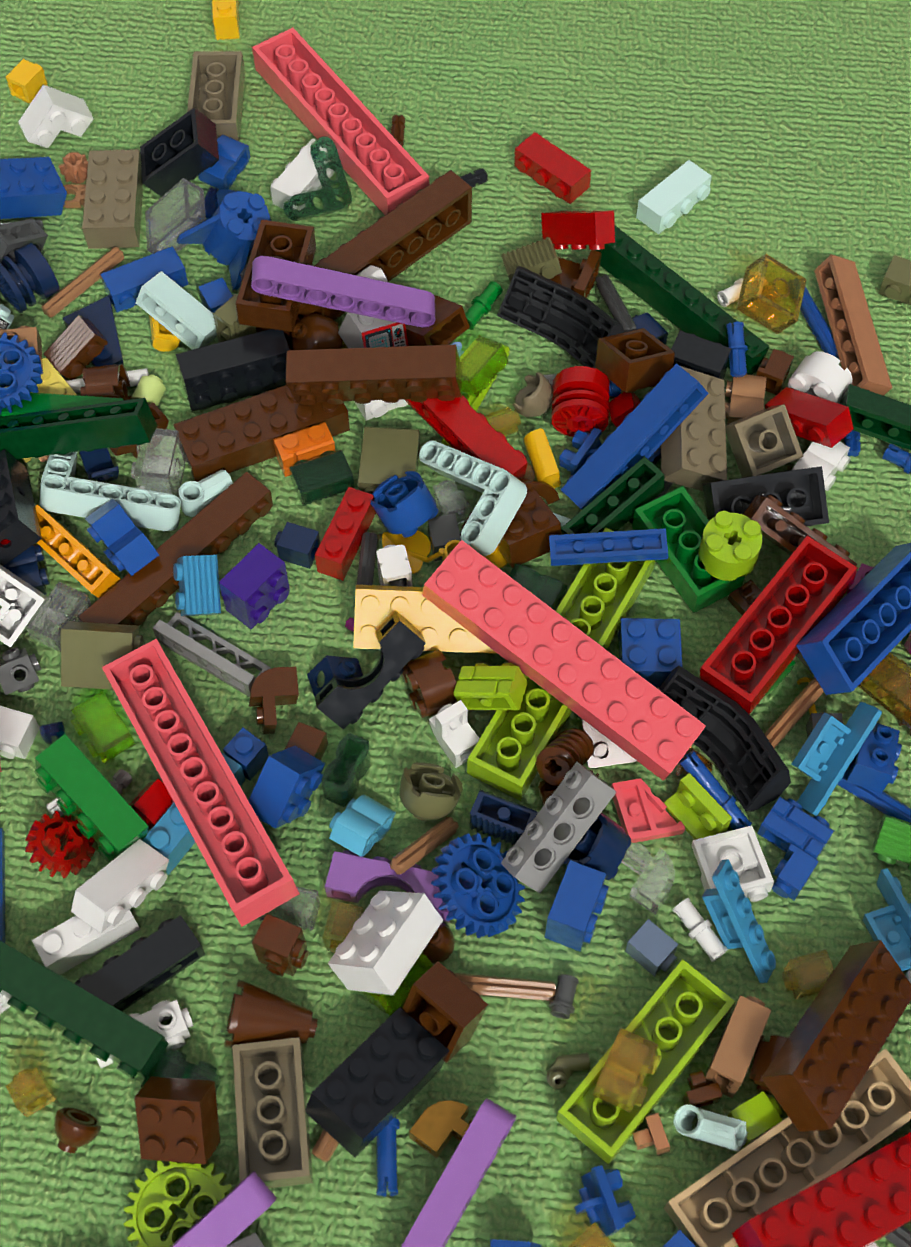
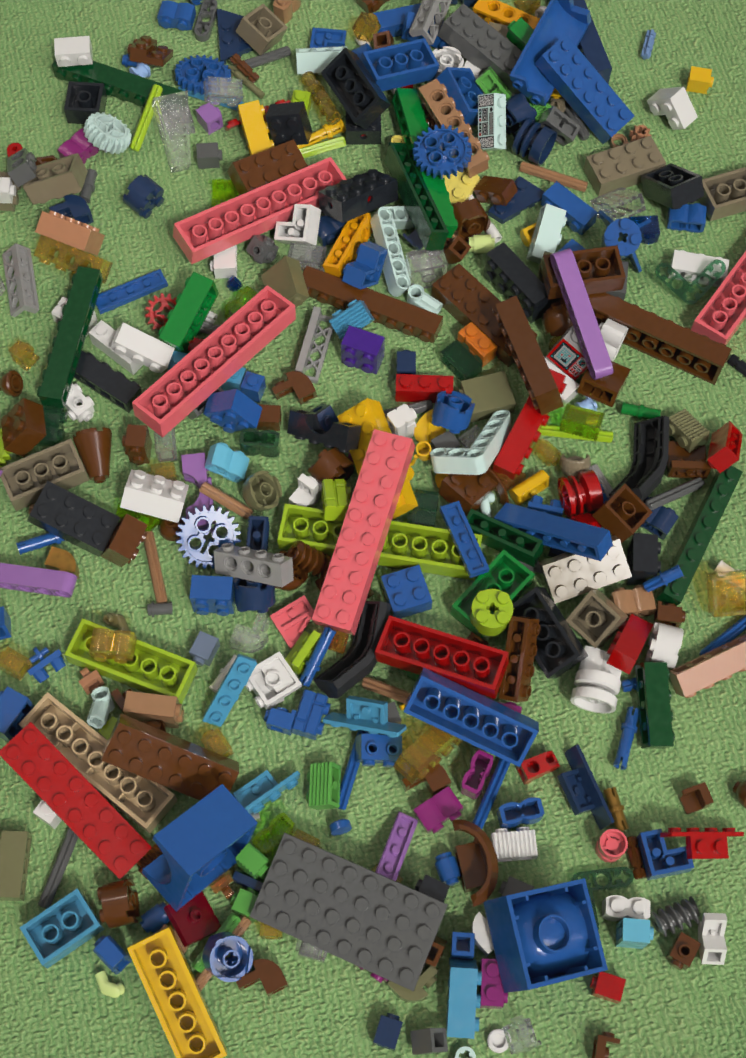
camera: 70 degrees right, 5 degrees up
(858, 474) = (595, 691): none -> white wheel

